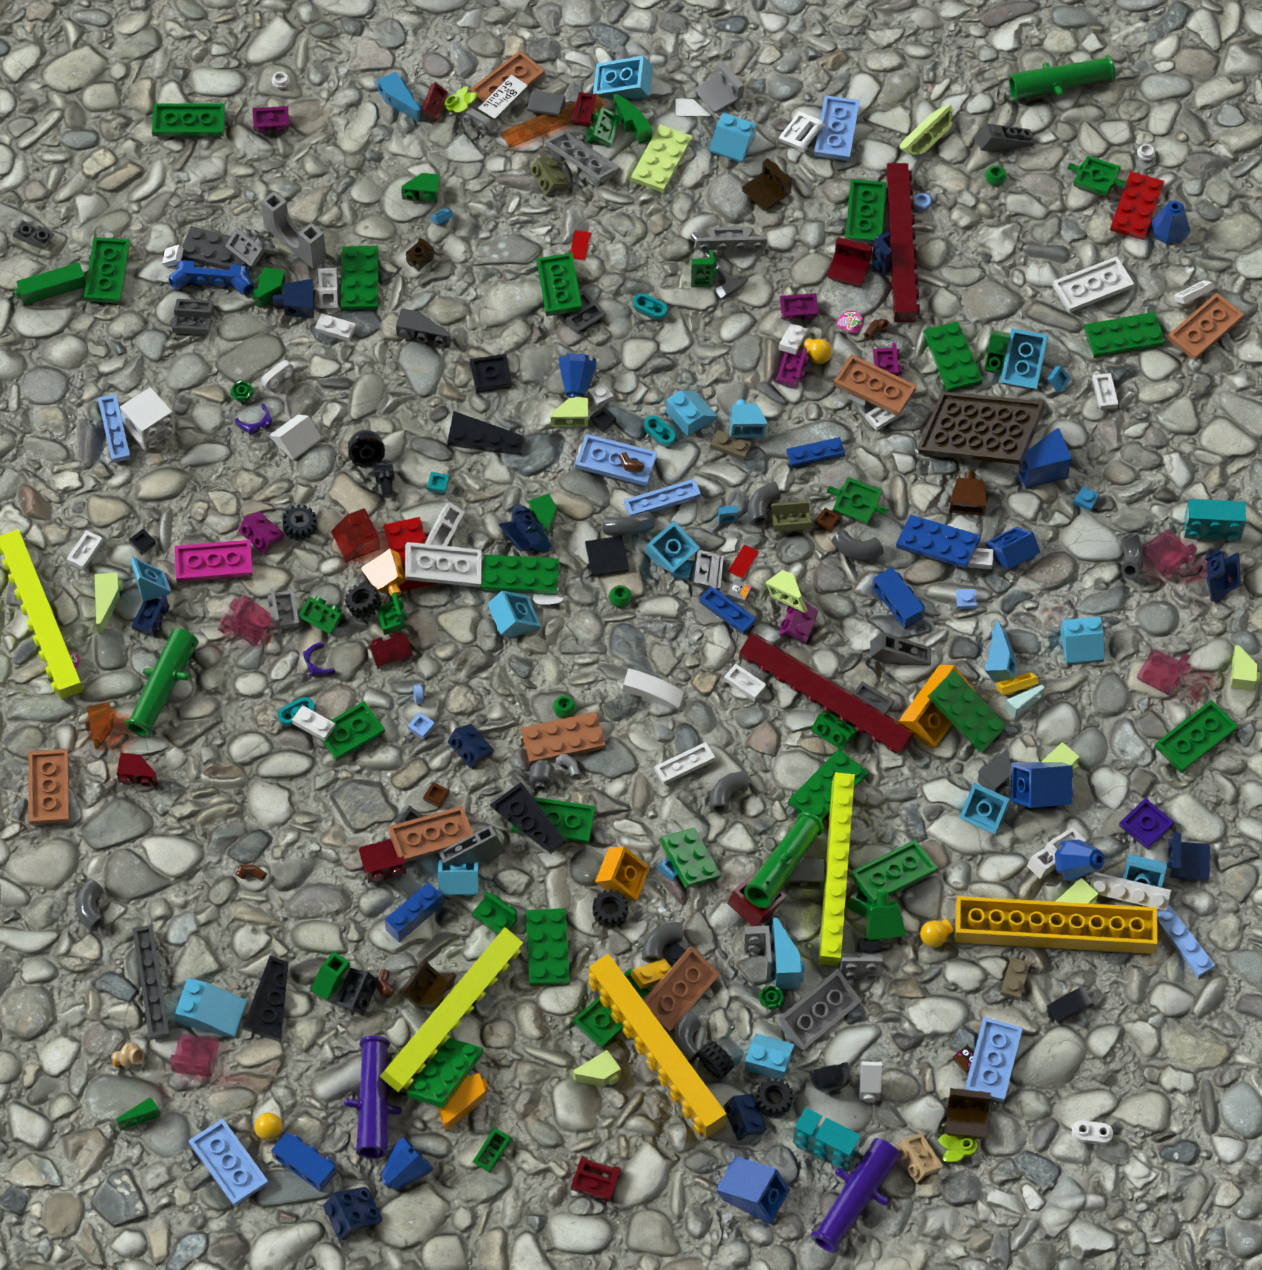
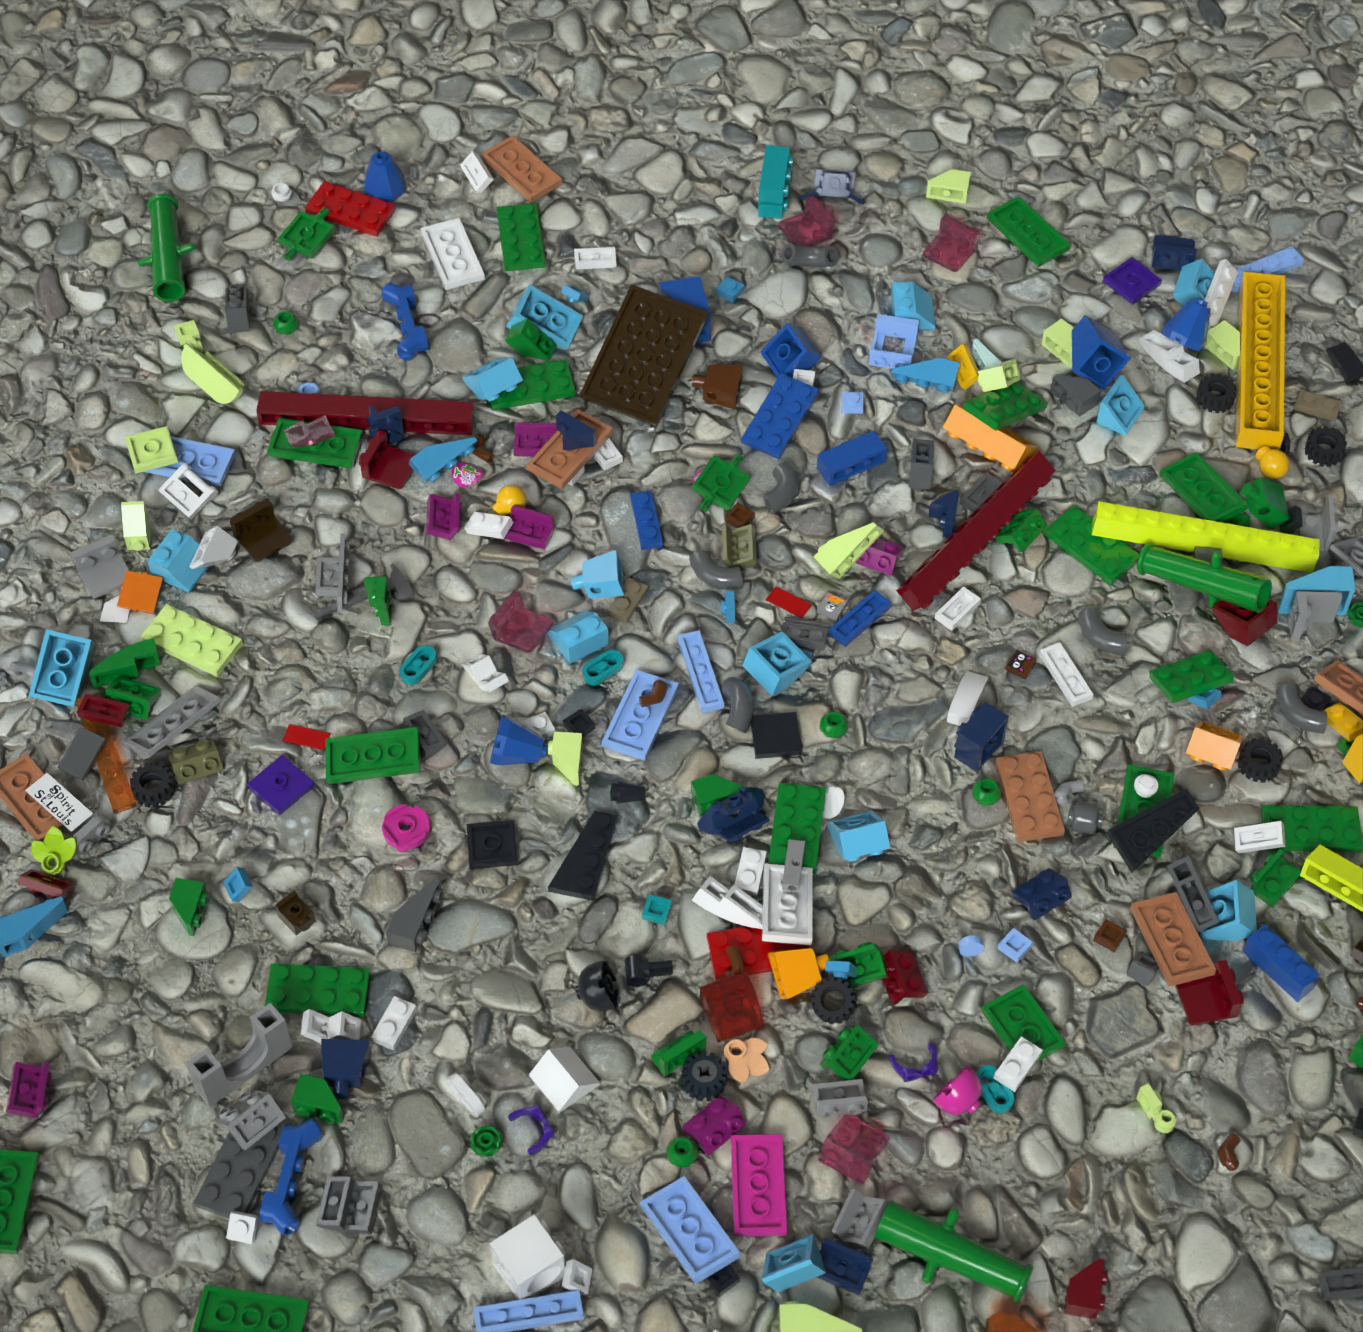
camera: 85 degrees left, 5 degrees down
(139, 453) = (577, 1276): none -> white plate
(175, 517) = (690, 1230): none -> light blue plate
(188, 620) = (859, 1220): none -> light grey bracket
(233, 512) = (682, 1159): none -> green plate
(285, 817) = (1151, 1103): none -> yellowish green plate
(287, 685) = (960, 1093): none -> dark pink cylinder
(314, 551) = (749, 1061): none -> light nougat plate
(315, 501) = (677, 1052): none -> green bracket
(385, 534) = (735, 960): none -> reddish brown arm
(385, 600) = (841, 969): none -> dark azure plate
(465, 562) = (793, 865): none -> light grey piece
(486, 544) = (750, 870): none -> white plate
(500, 324) = (410, 838): none -> dark pink plate
(524, 144) = (147, 774): none -> black tyre
(529, 901) = (1259, 837): none -> white plate
(533, 233) = (280, 785): none -> dark purple plate
(542, 455) = (626, 792): none -> black cone
(571, 815) = (1145, 785): none -> white plate
(608, 693) = (980, 736): none -> dark blue brick
(647, 353) = (484, 673): none -> white slope
(693, 368) = (517, 625): none -> clear pink bracket
(693, 731) = (1020, 664): none -> tile
(702, 117) = (140, 592): none -> orange piece
(742, 156) = (214, 549): none -> white slope
(759, 102) = (136, 525): none -> yellowish green slope
(837, 99) = (151, 449): none -> yellowish green plate
(851, 674) = (945, 509): none -> dark blue slope
(853, 292) = (437, 457): none -> dark azure slope
(869, 203) = (313, 432): none -> clear pink slope
(883, 381) = (574, 432): none -> dark blue slope
(942, 322) = (493, 378): none -> medium azure slope
(960, 944) = (1285, 445): none -> black piece
(960, 990) = (1328, 437): none -> black tyre
(970, 108) = (188, 334): none -> yellowish green plate
(988, 267) = (404, 300): none -> blue plate
(999, 704) = (999, 375): none -> yellowish green slope
(1017, 880) = (1214, 402): none -> black tyre
(1054, 619) = (893, 327): none -> light blue panel

